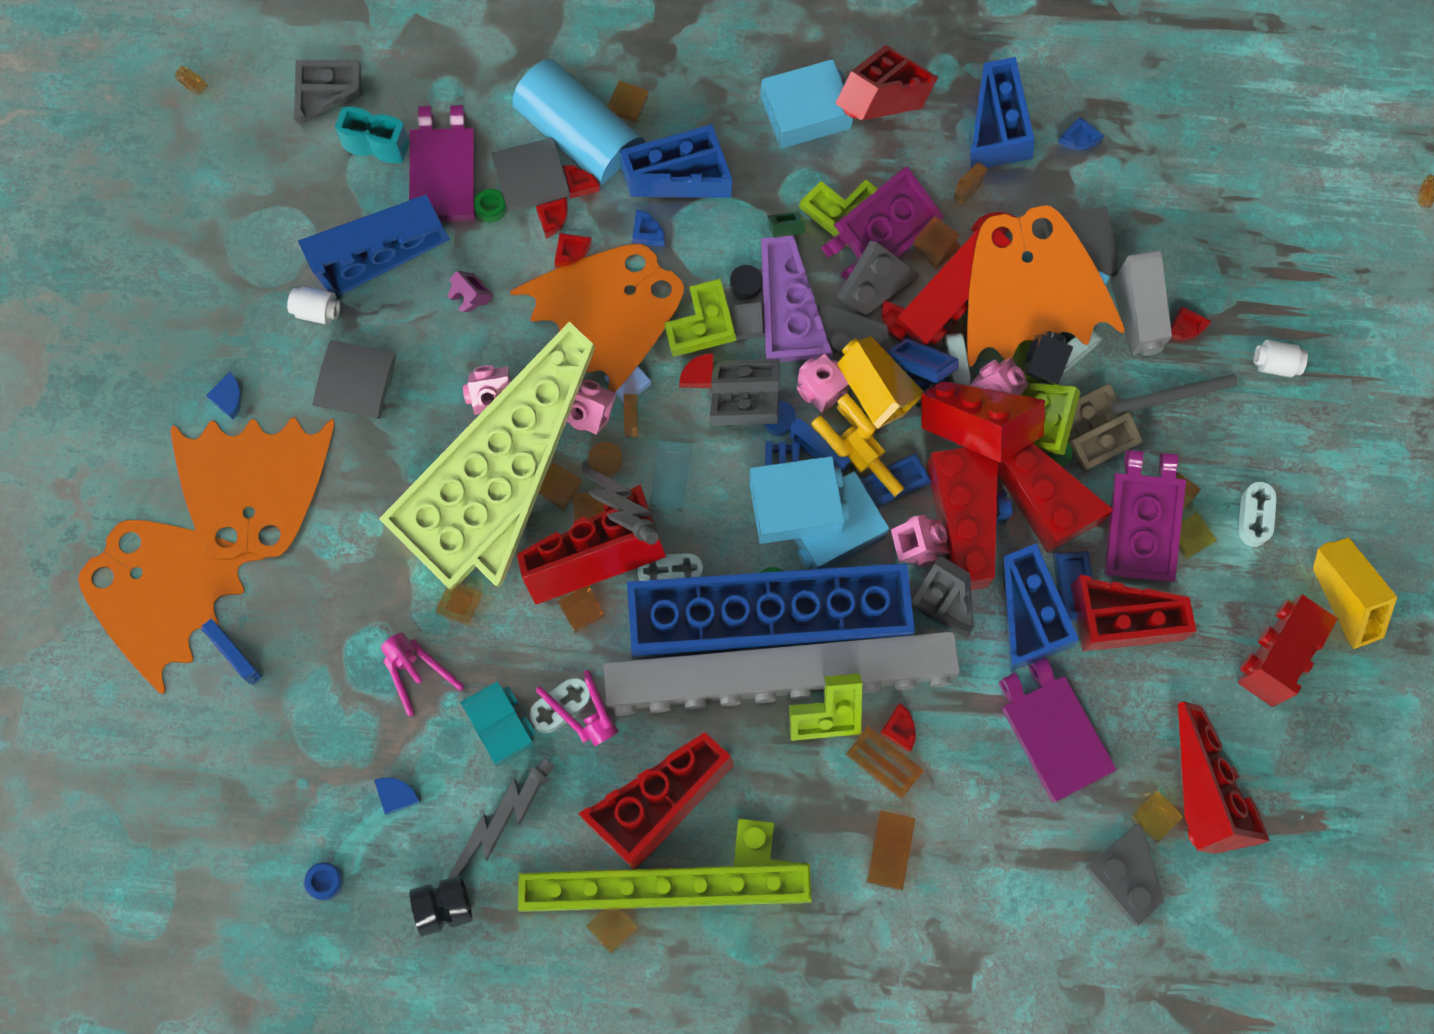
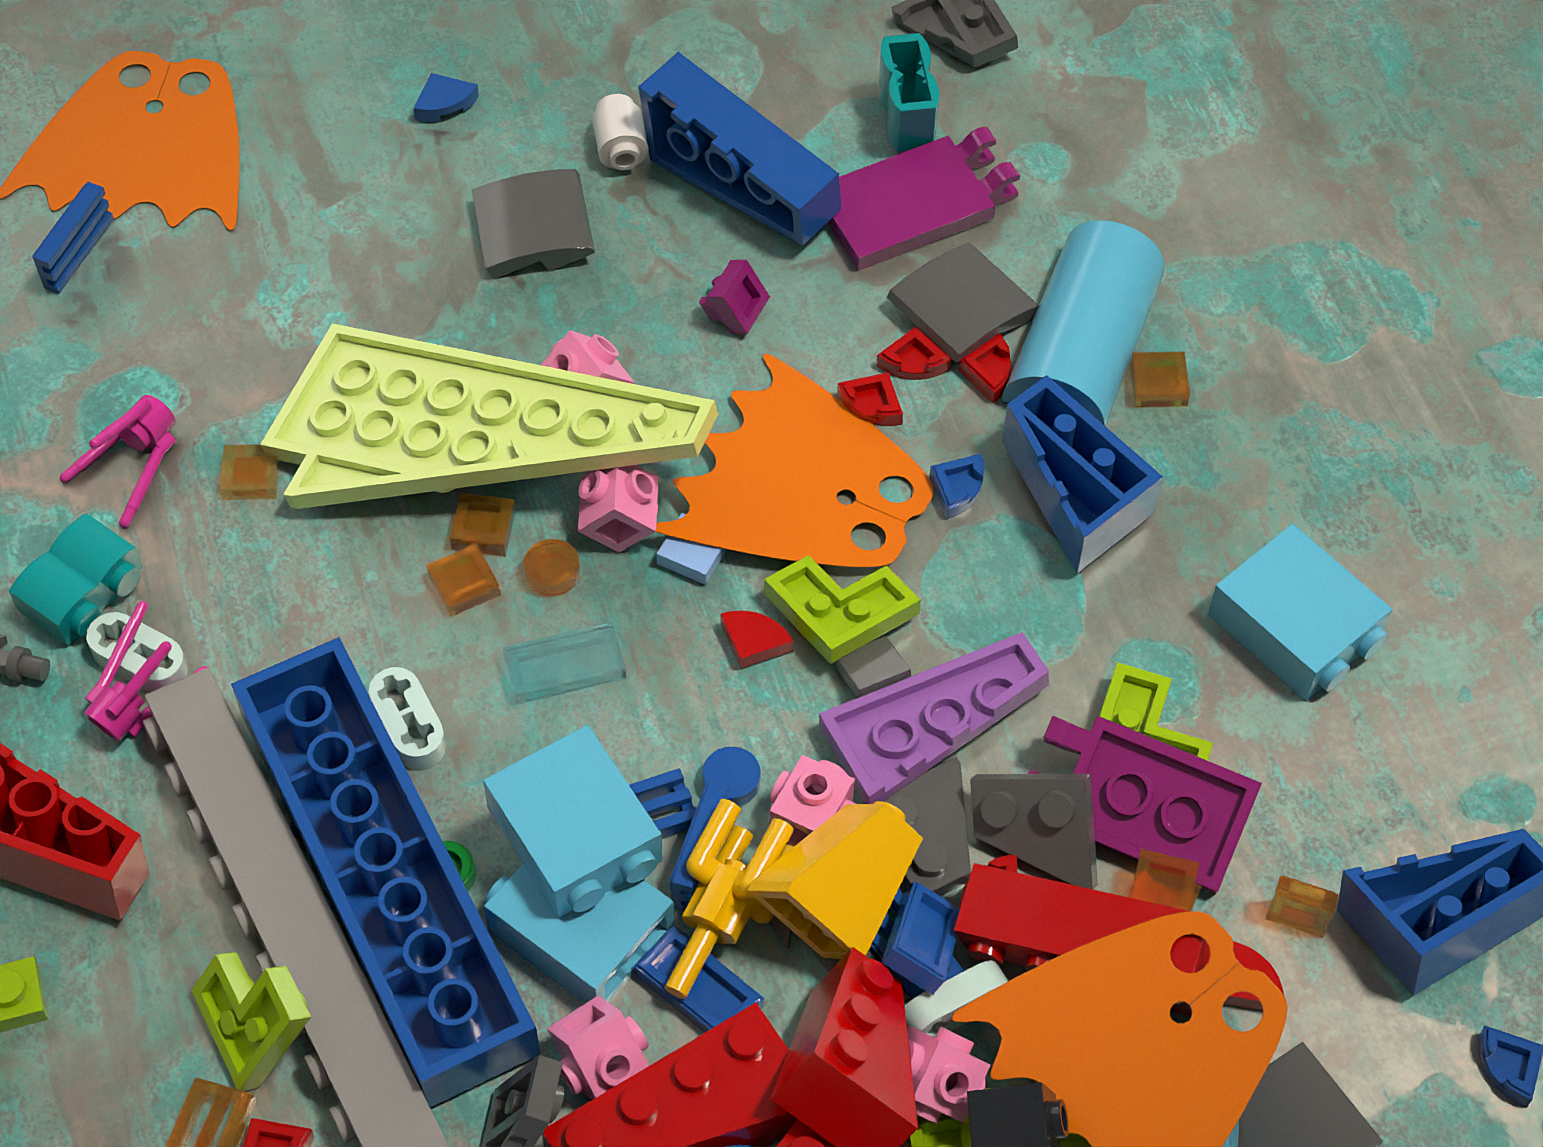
camera: 70 degrees right, 15 degrees down
(252, 470) = (347, 169): orange piece -> none
(490, 205) = (885, 271): green tile -> none
(581, 609) = (299, 623): clear orange tile -> none
(586, 554) = (392, 594): red wedge -> none
(629, 512) = (419, 609): dark grey piece -> none
(630, 415) = (633, 567): clear orange tile -> none
(745, 392) = (748, 709): dark grey slope -> none
(746, 282) = (940, 642): black tile -> none
(786, 224) = (1068, 659): dark green tile -> none
(885, 86) = (1384, 693): red wedge -> none

